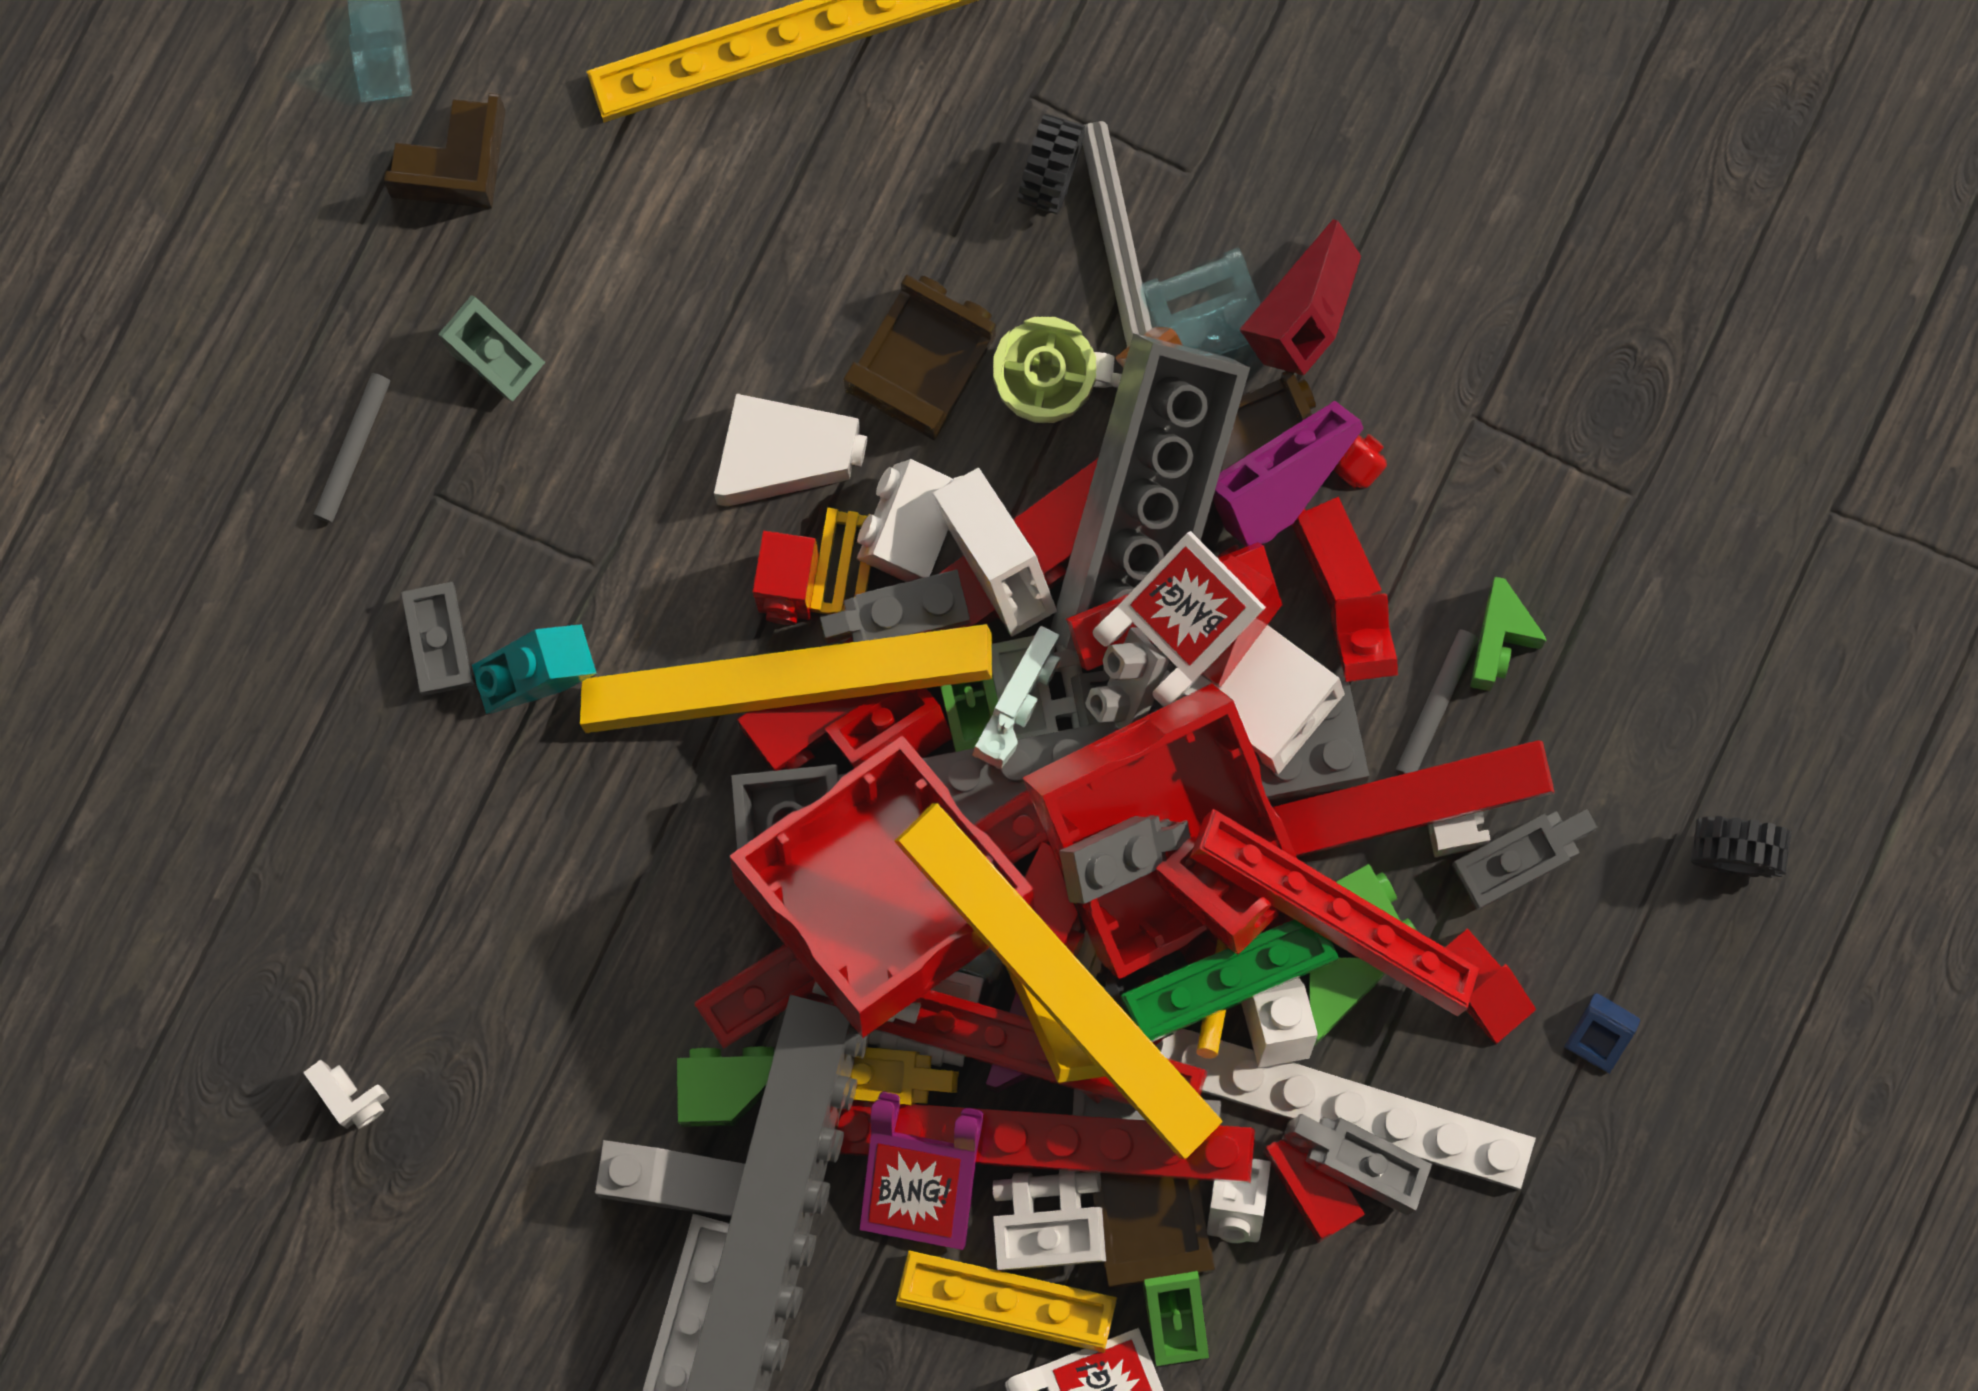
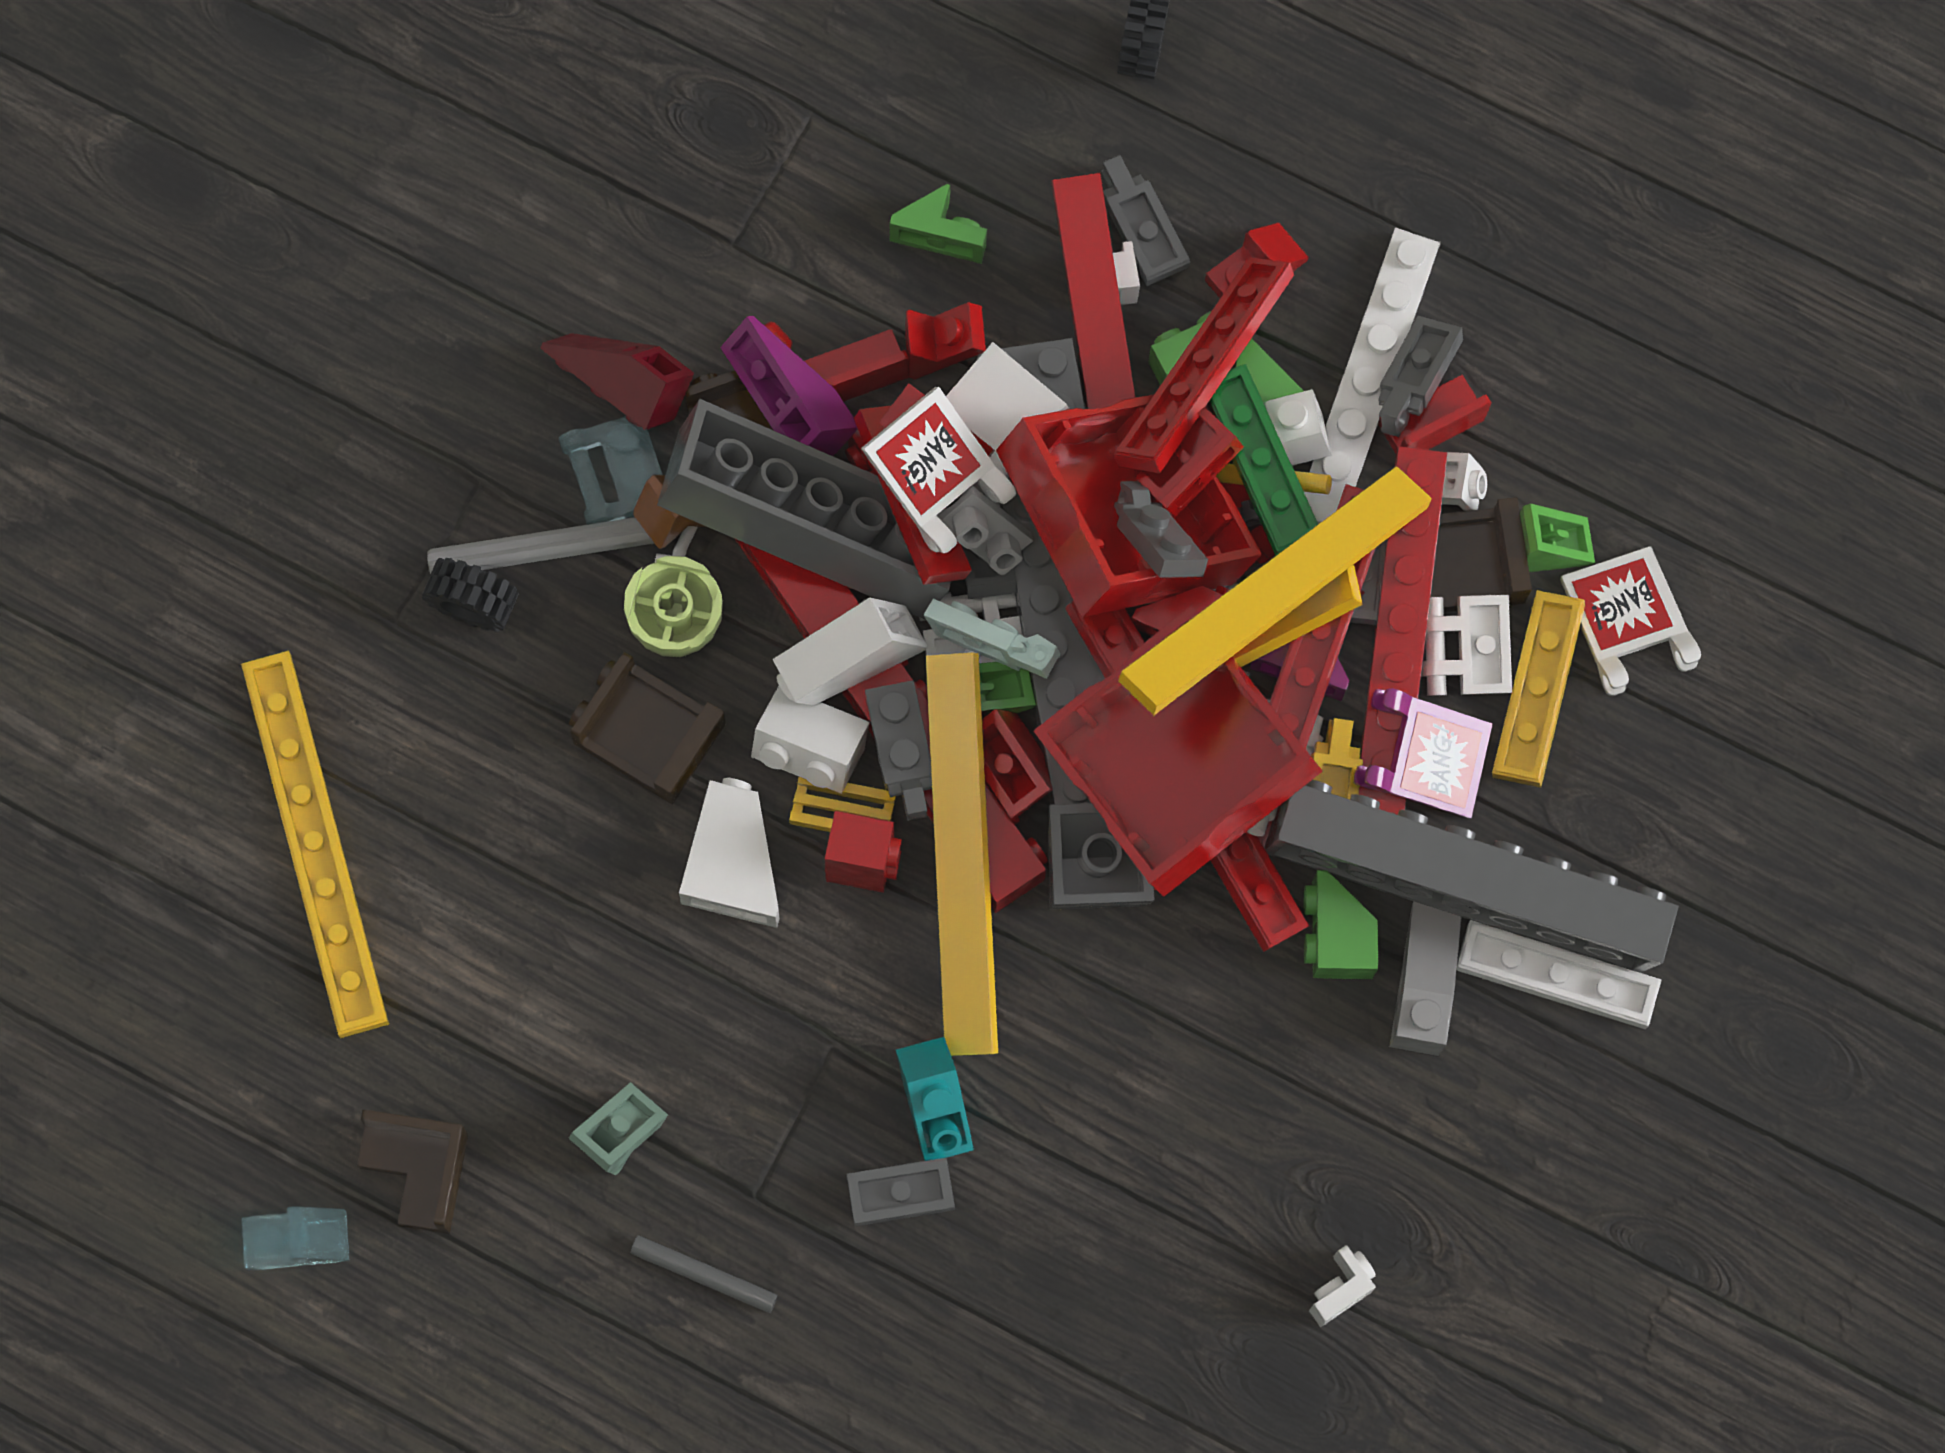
camera: 95 degrees left, 5 degrees down
(1437, 702) = (998, 290): dark grey bar -> none
(1602, 1033) = (1300, 168): dark blue slope -> none

